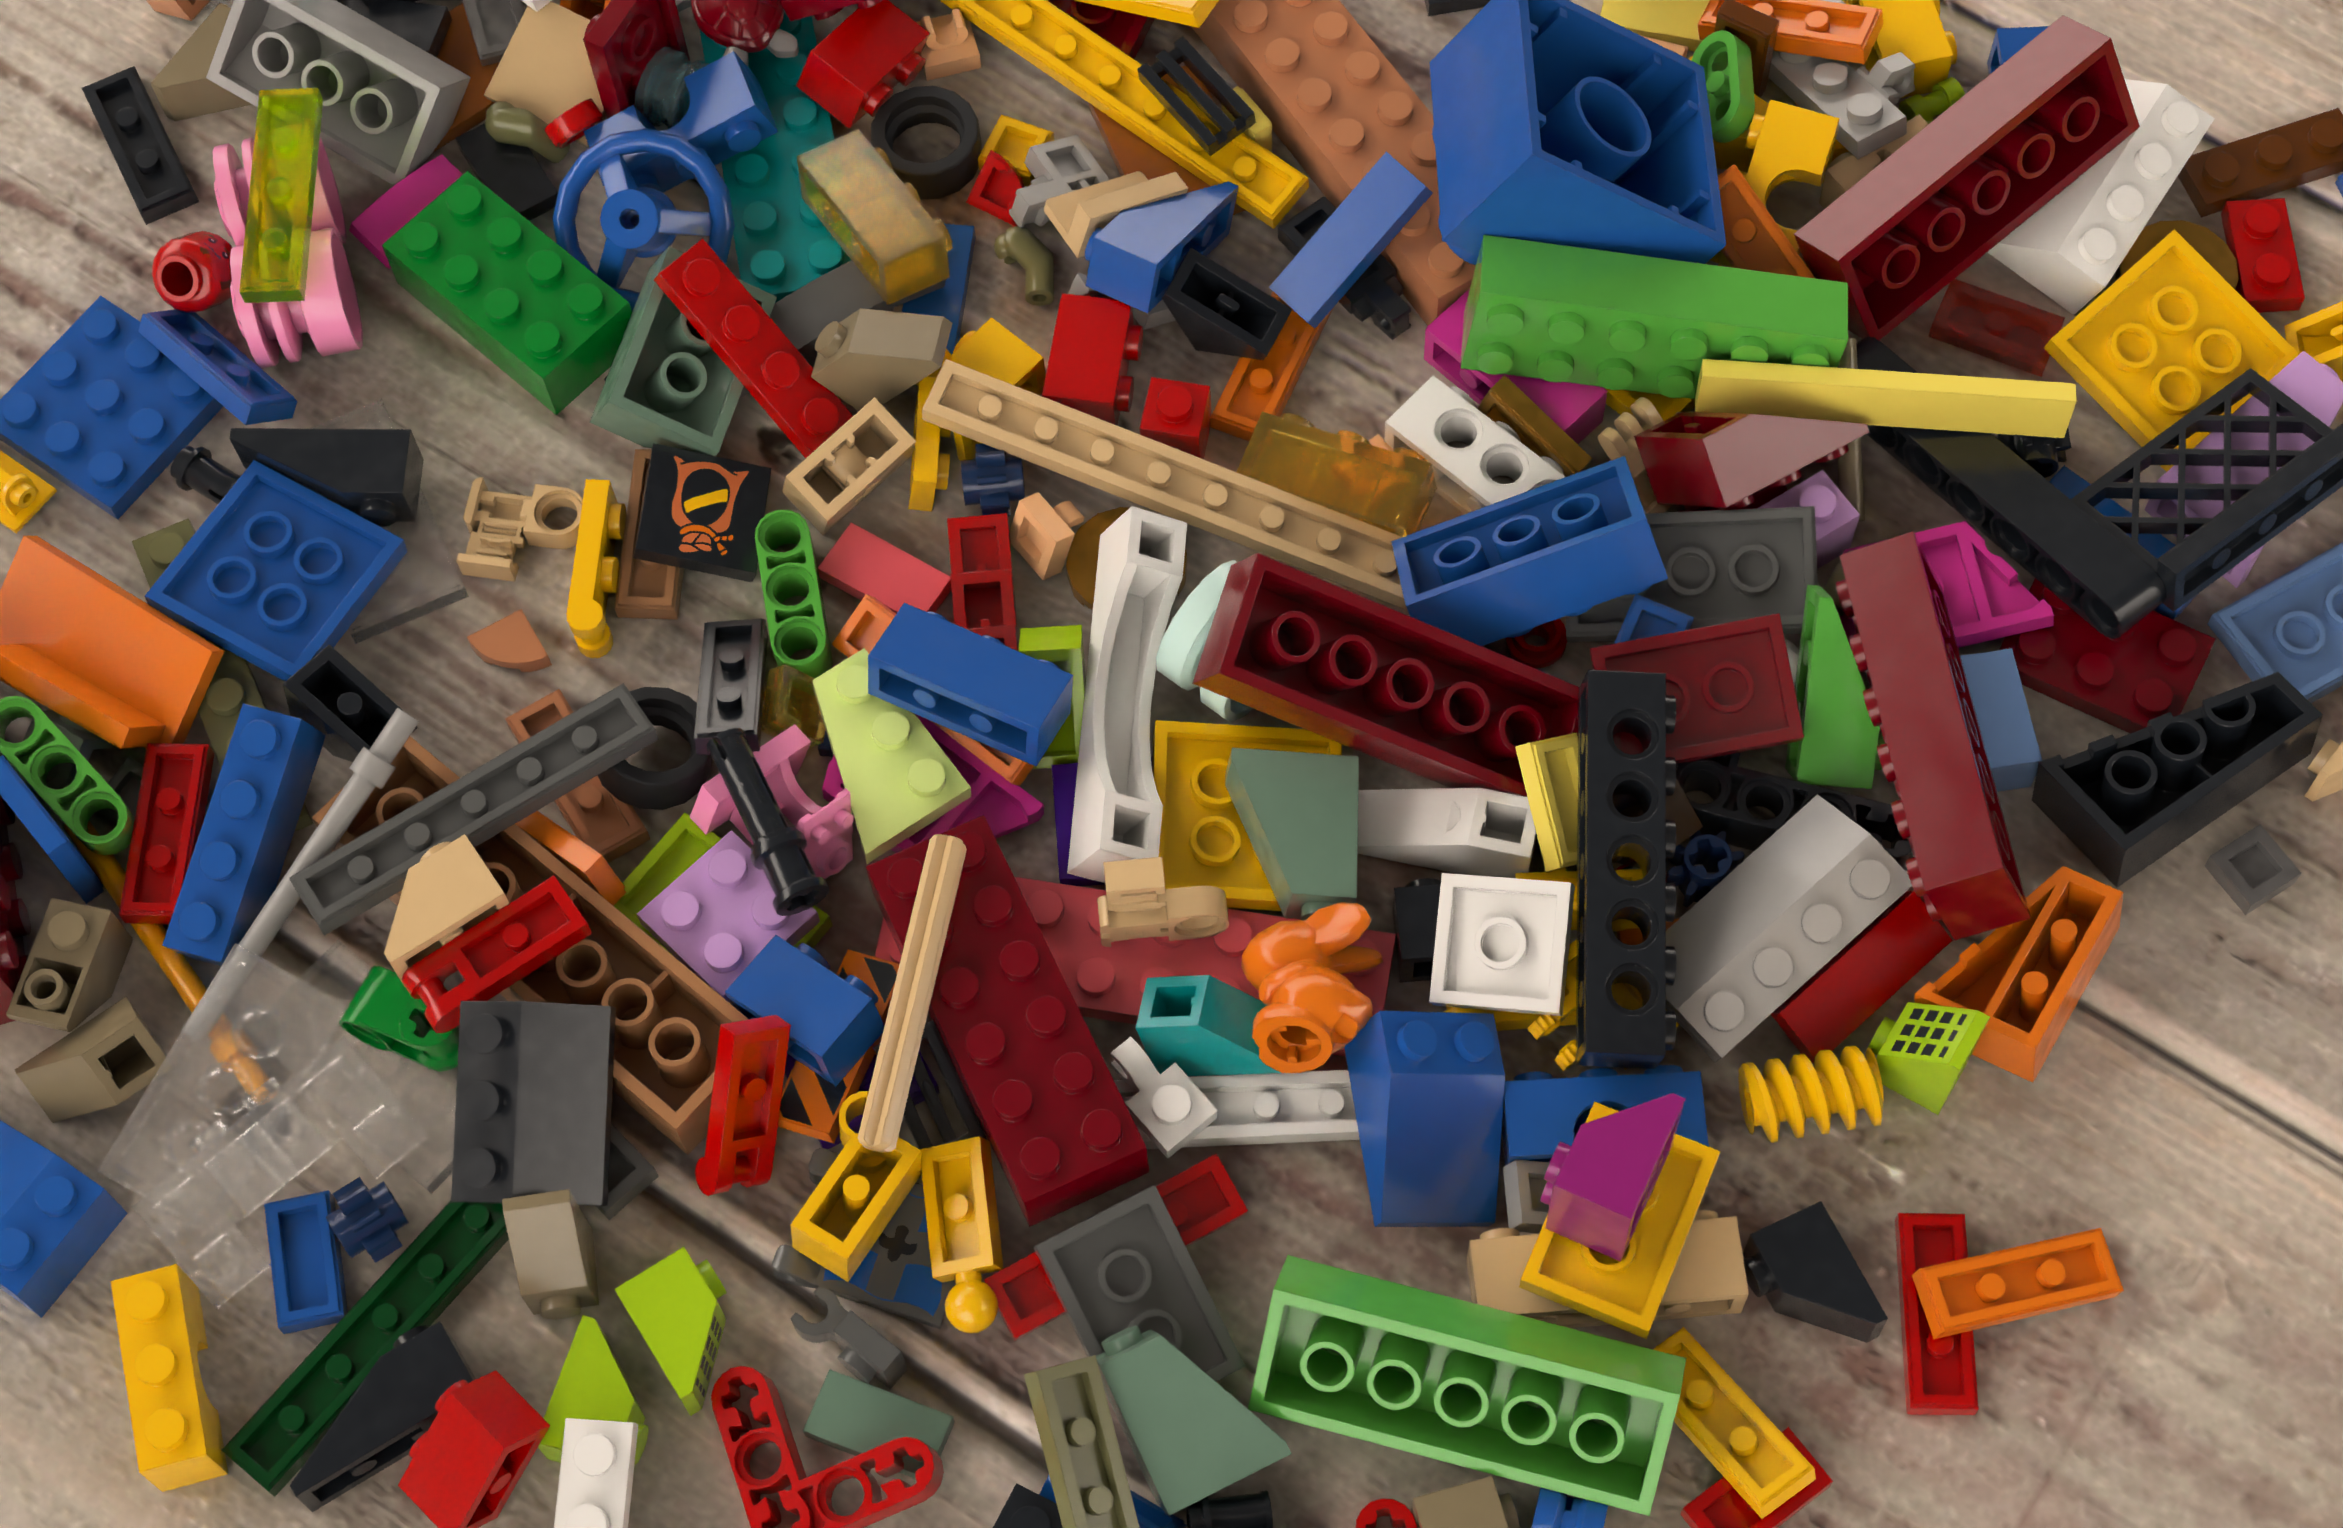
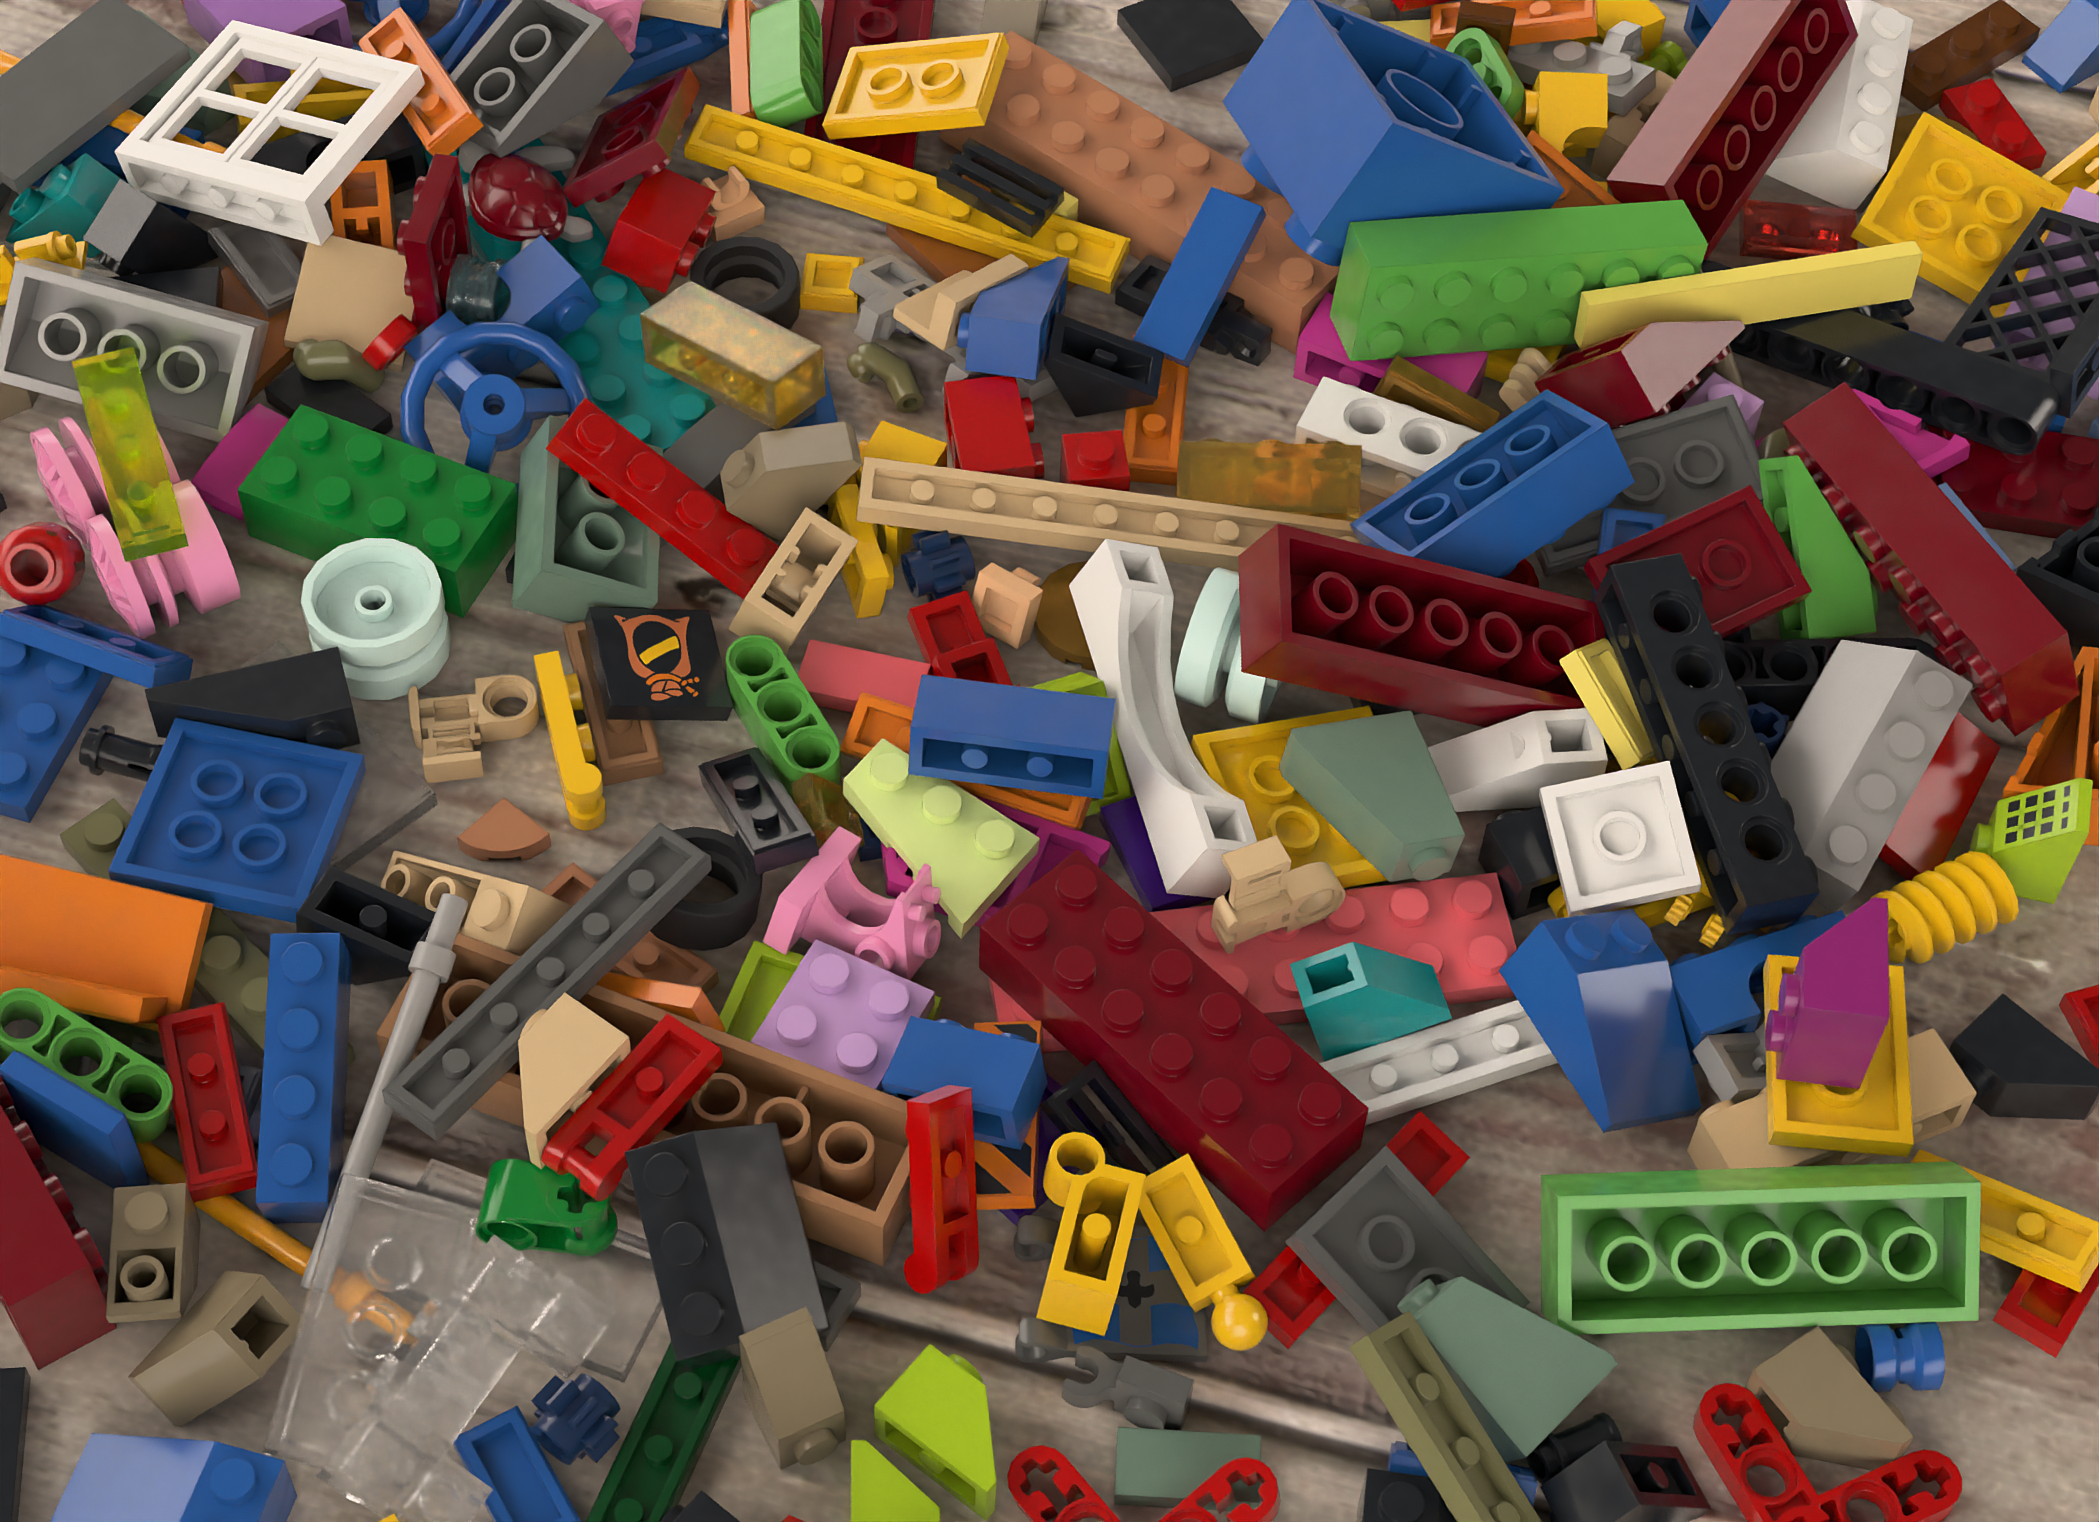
camera: 25 degrees left, 10 degrees down
(452, 713) = (497, 909): none -> tan slope
(465, 403) = (382, 613): none -> light aqua wheel
(776, 846) = (879, 932): black pin -> none
(912, 994) = (1085, 1025): tan axle -> none
(996, 187) = (831, 318): red tile -> none
(1166, 1103) = (1356, 1065): white plate -> none
(1301, 981) = (1462, 931): orange animal -> none

